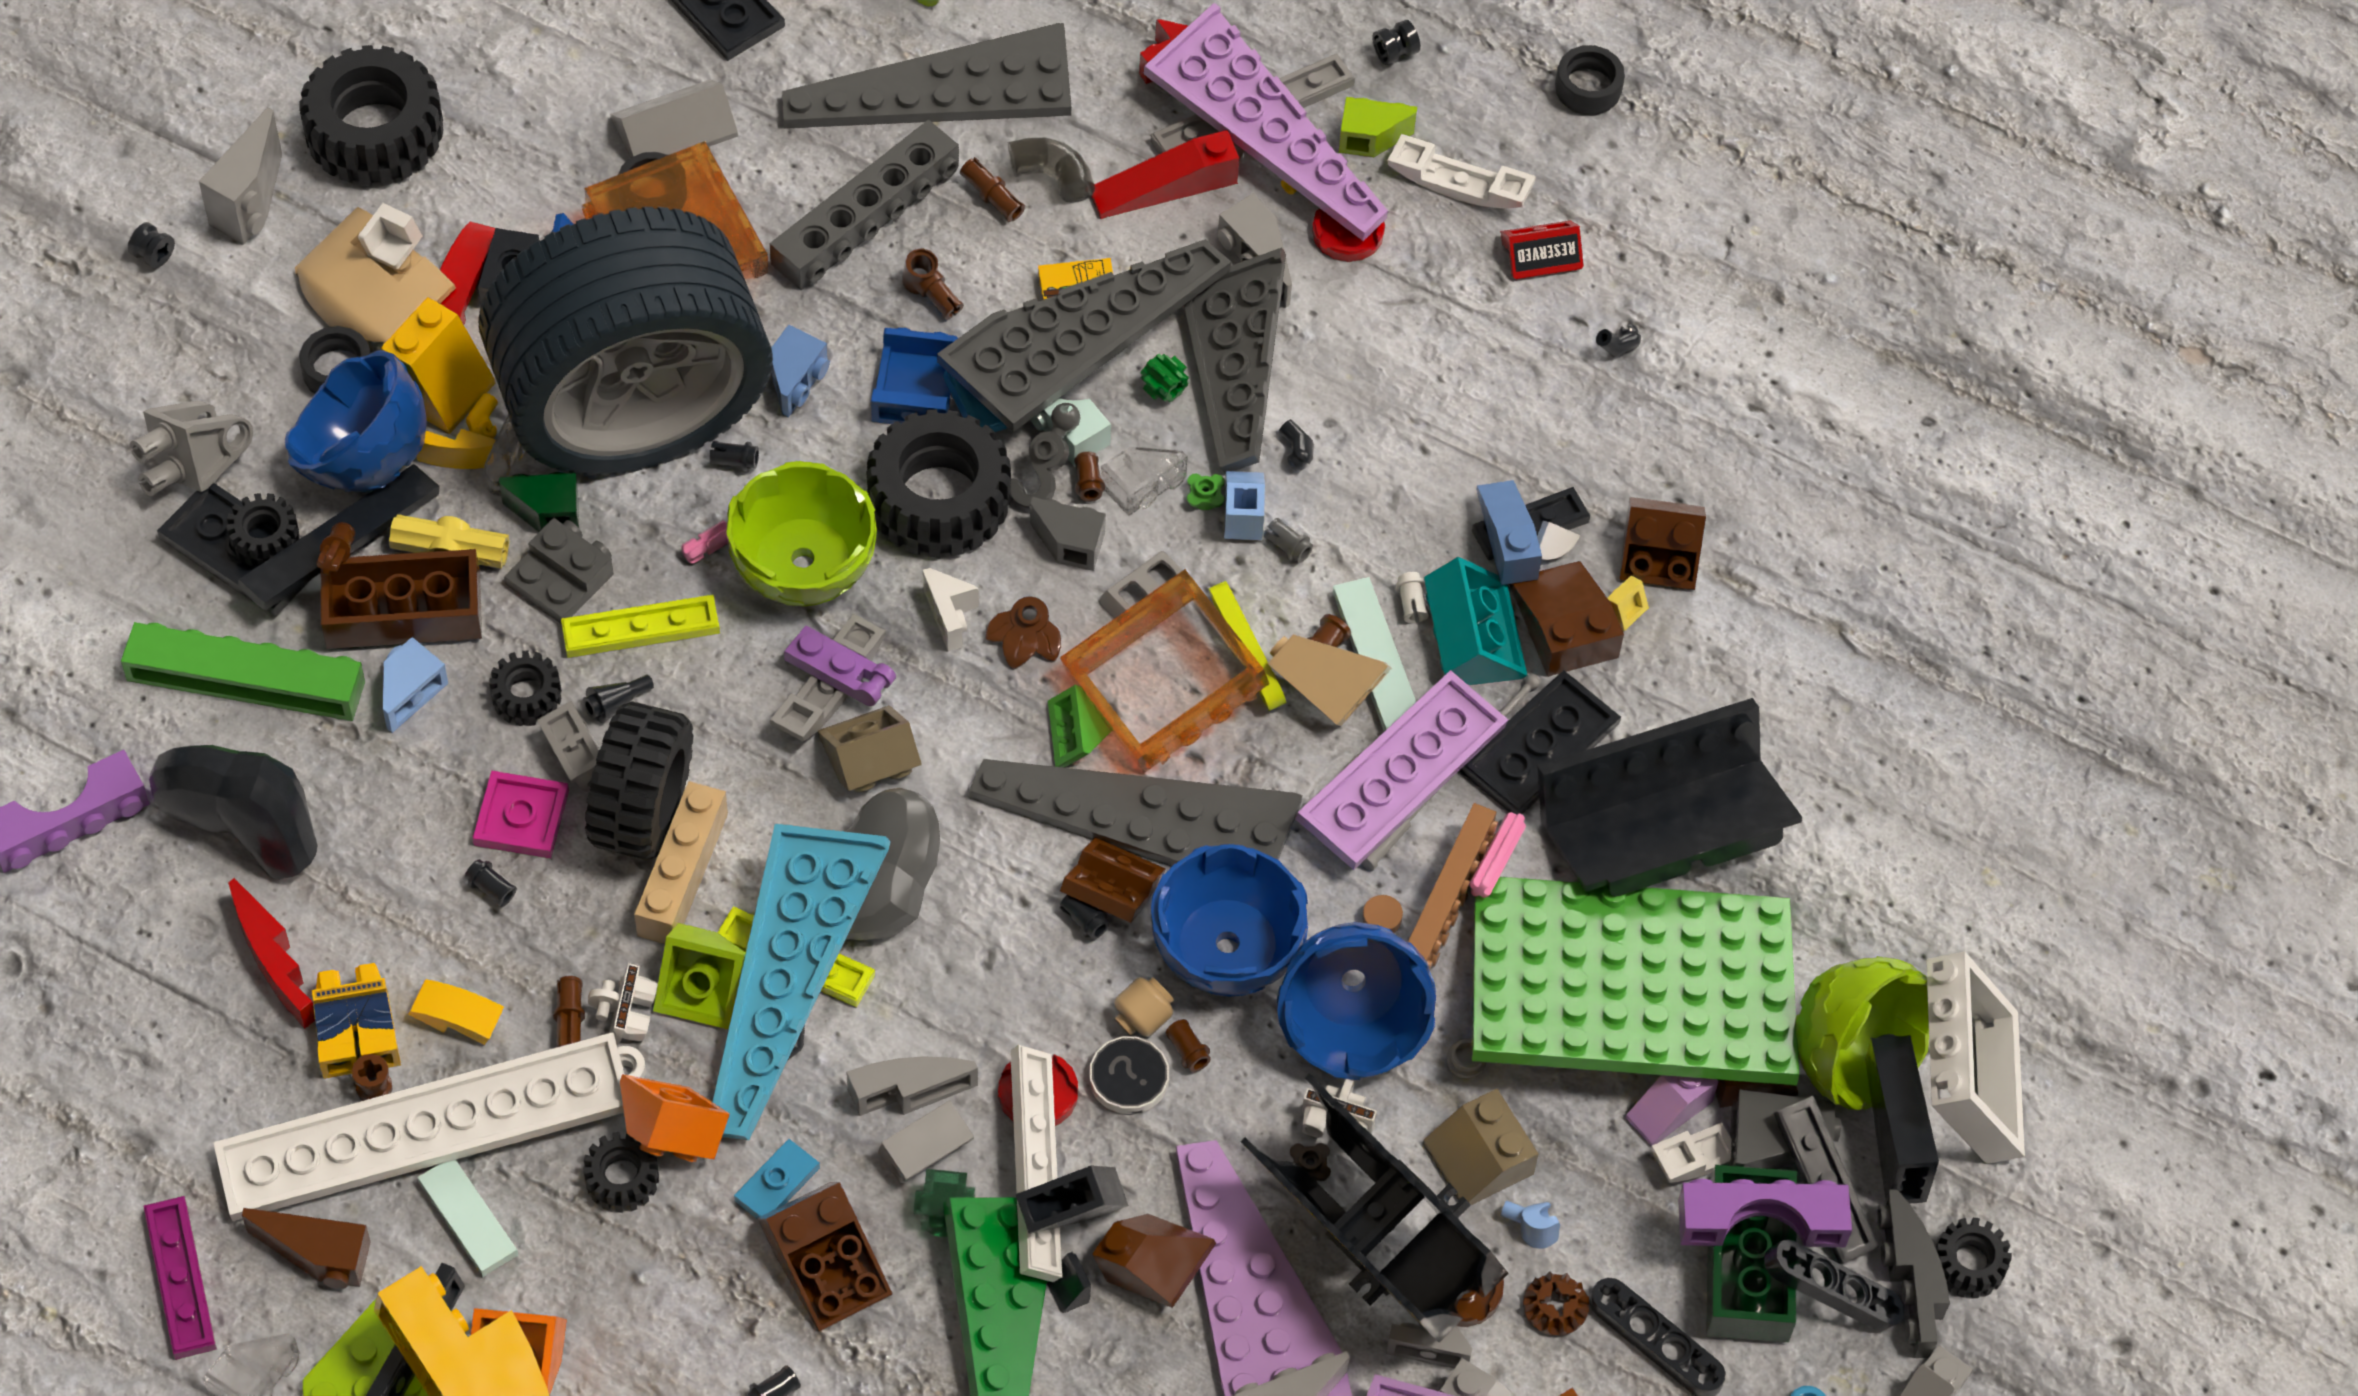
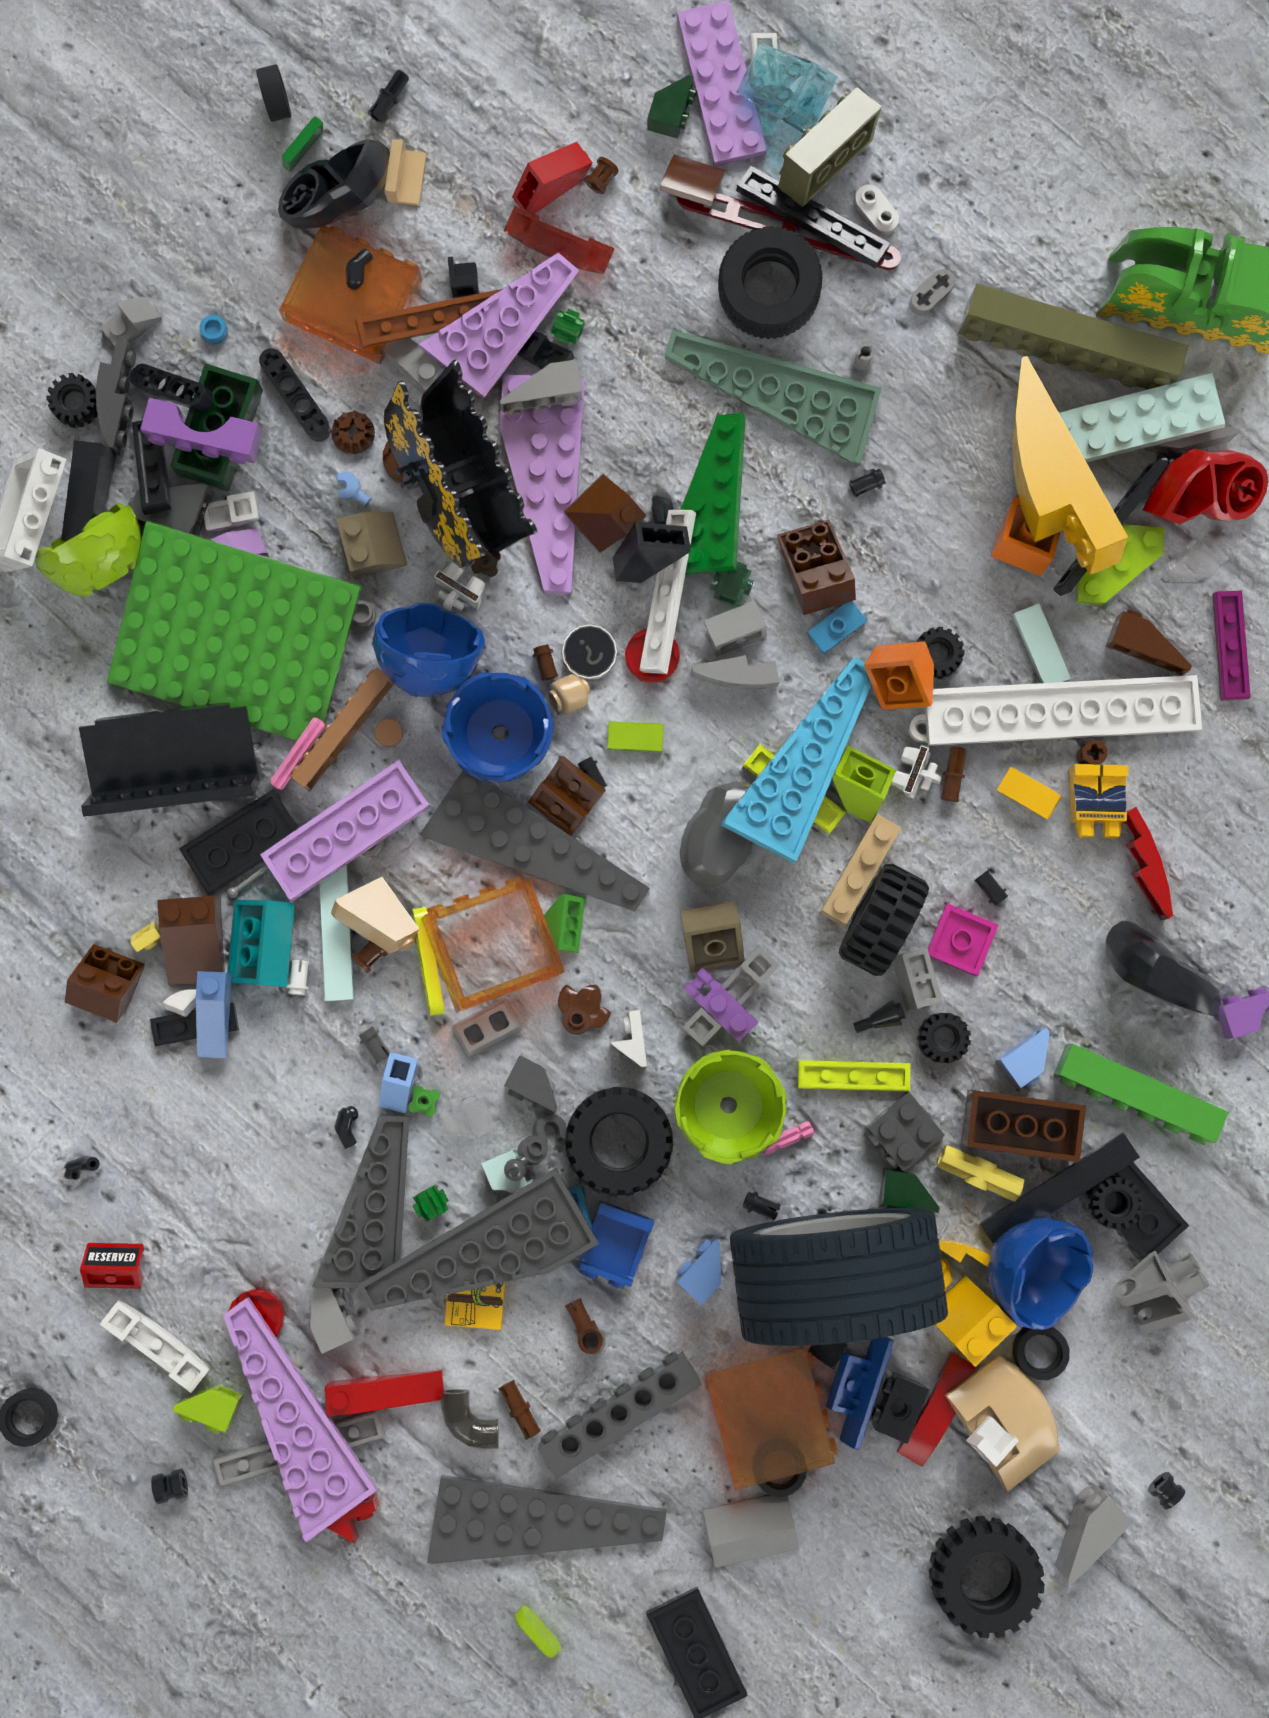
camera: 170 degrees left, 25 degrees up
(335, 548) = (1069, 1163): reddish brown axle -> none
(1036, 978) = (635, 736): none -> lime tile
(1089, 483) = (506, 1130): reddish brown pin -> none

